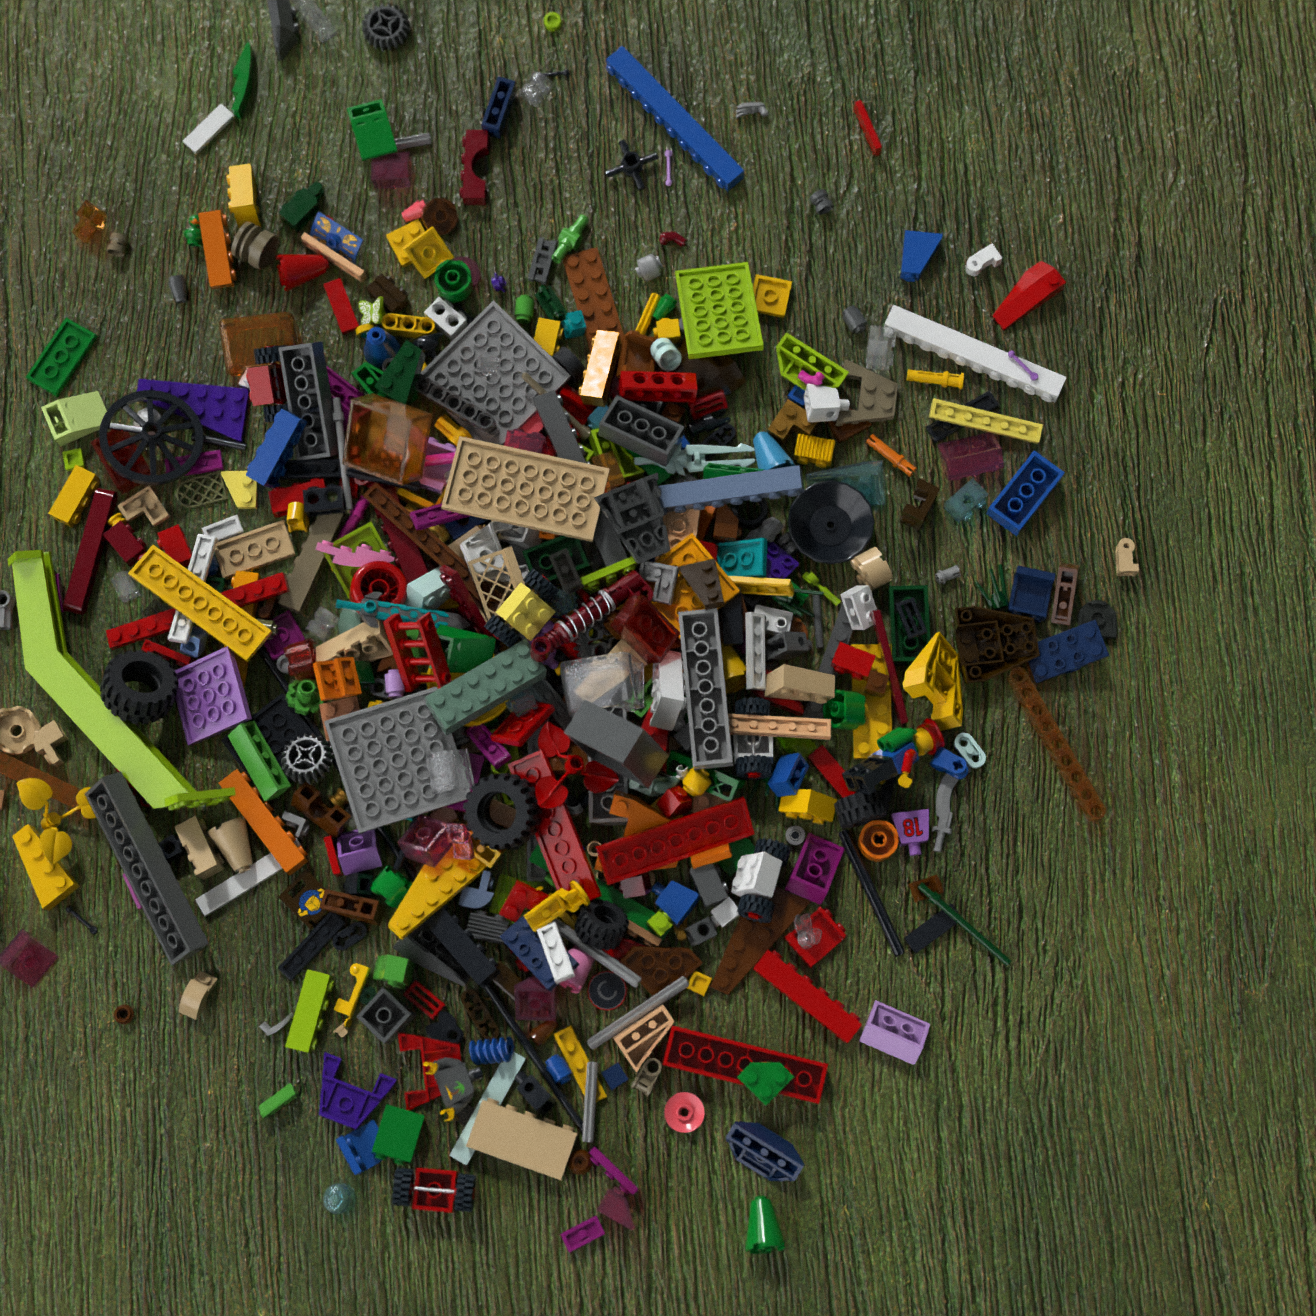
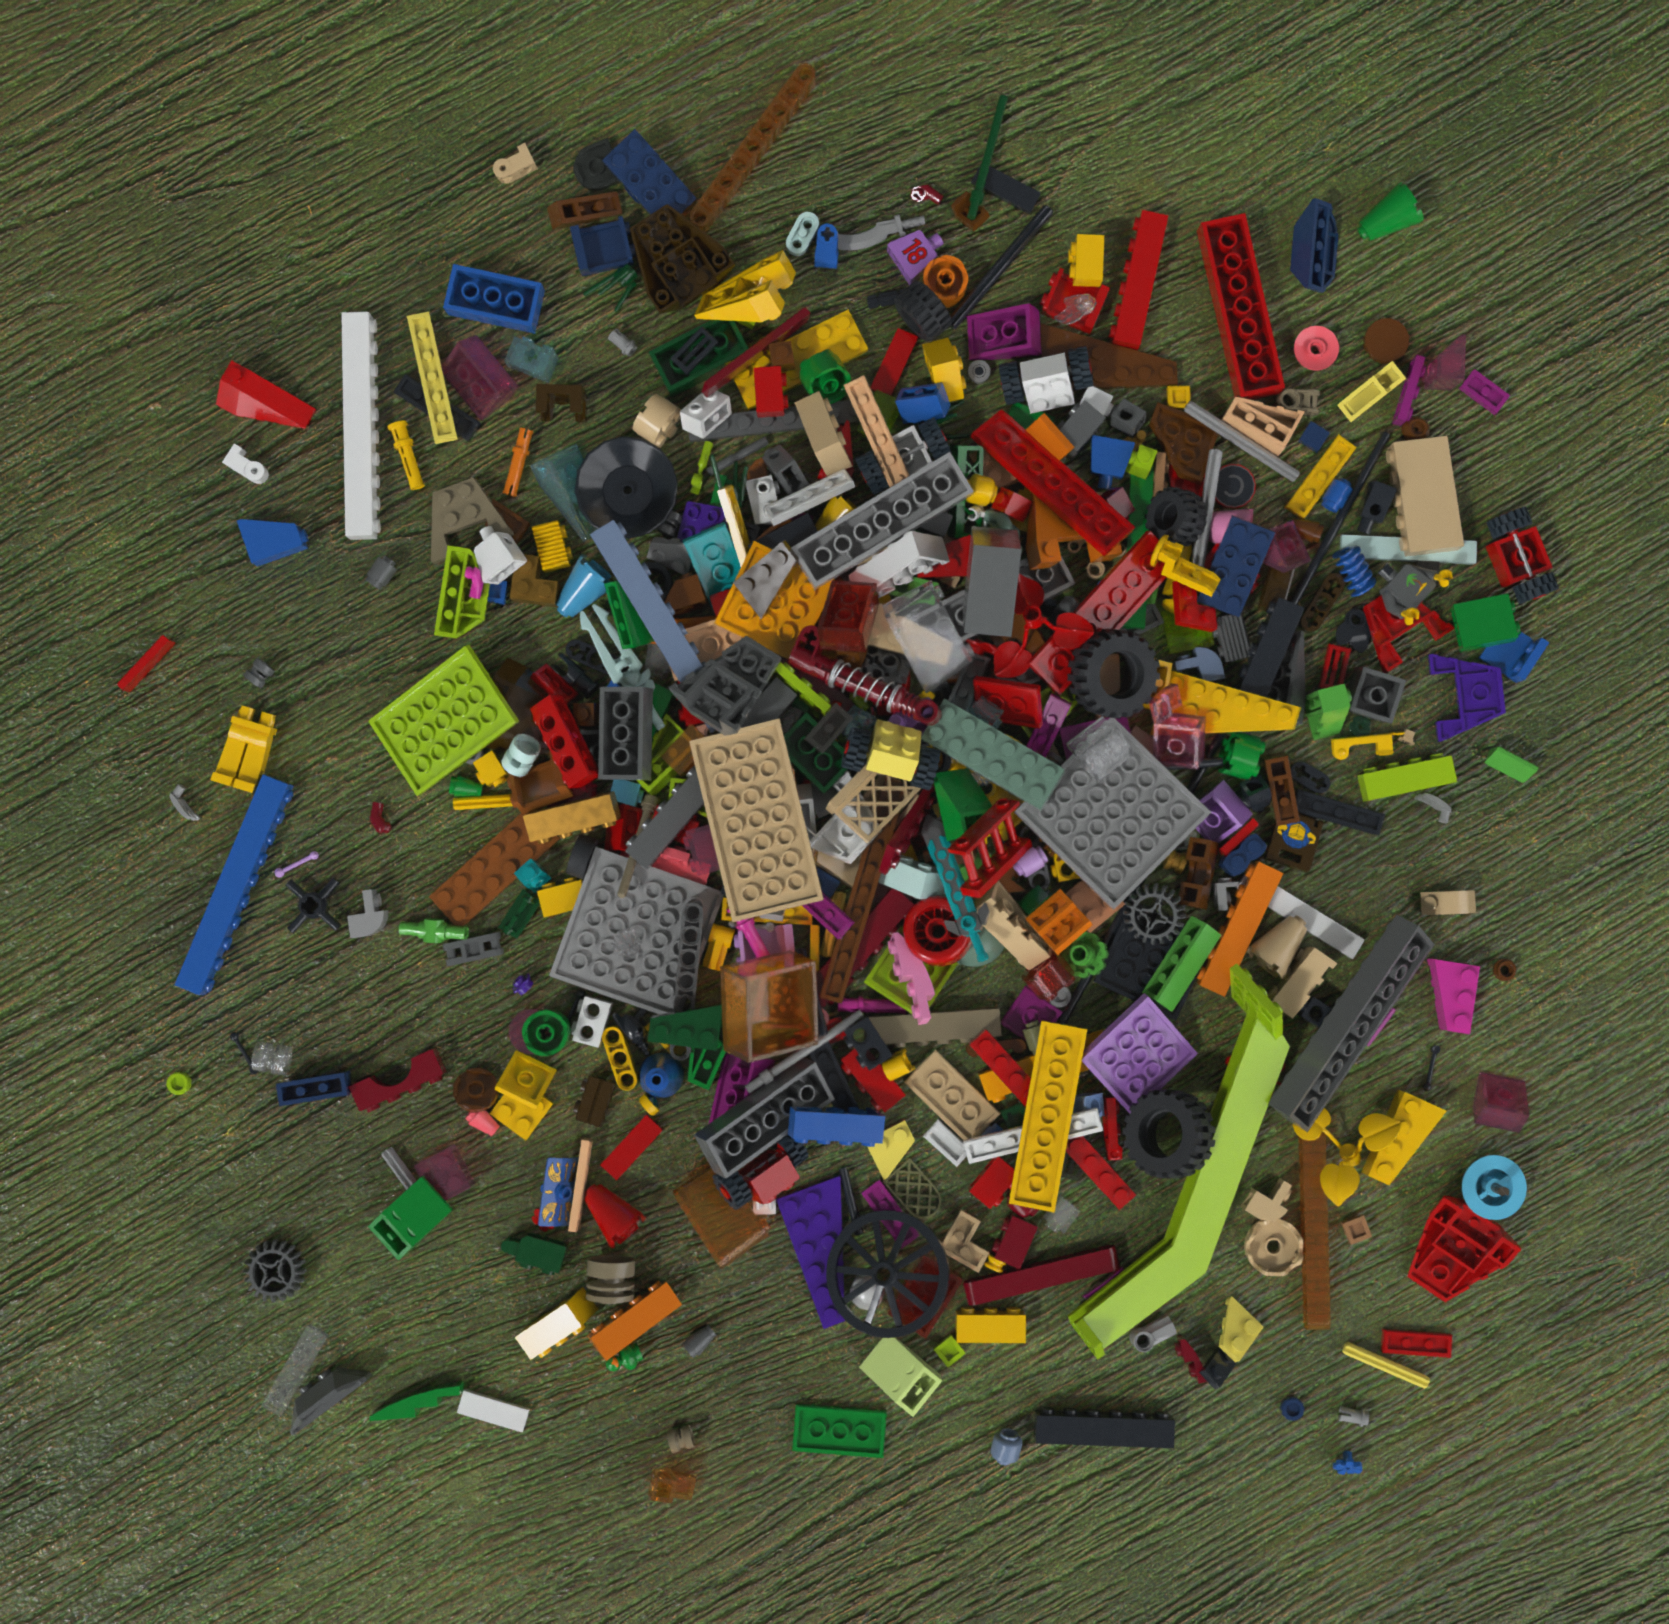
camera: 120 degrees left, 10 degrees up
(127, 964) = (1454, 994): none -> dark pink wedge
(317, 856) = (1239, 858): none -> dark blue brick
(322, 624) = (999, 977): clear wheel -> none
(339, 1198) = (1572, 652): clear light blue hair -> none
(372, 311) = (623, 1107): lime animal -> none
(524, 309) = (539, 940): bright green brick -> none
(556, 953) = (1234, 542): white tile -> none
(590, 1100) = (1354, 446): light grey axle -> none
(600, 200) = (372, 920): none -> light grey brick
(627, 1141) = (1371, 391): none -> light yellow slope
(649, 267) = (426, 825): light grey head -> none
(663, 1175) = (1386, 340): none -> reddish brown tile
(664, 577) = (780, 624): light grey tile -> none
(765, 1079) = (1249, 275): green plate -> none
(768, 168) = (246, 750): none -> yellow hips
(771, 295) = (394, 675): yellow plate -> none
(840, 957) = (1086, 260): none -> yellow brick
(879, 347) = (404, 525): clear brick -> none
(895, 1032) = (1131, 176): lavender slope -> none
(896, 756) = (855, 299): piece -> none
(958, 864) = (926, 192): none -> dark red arm
(1033, 376) = (357, 347): medium lavender hinge -> none

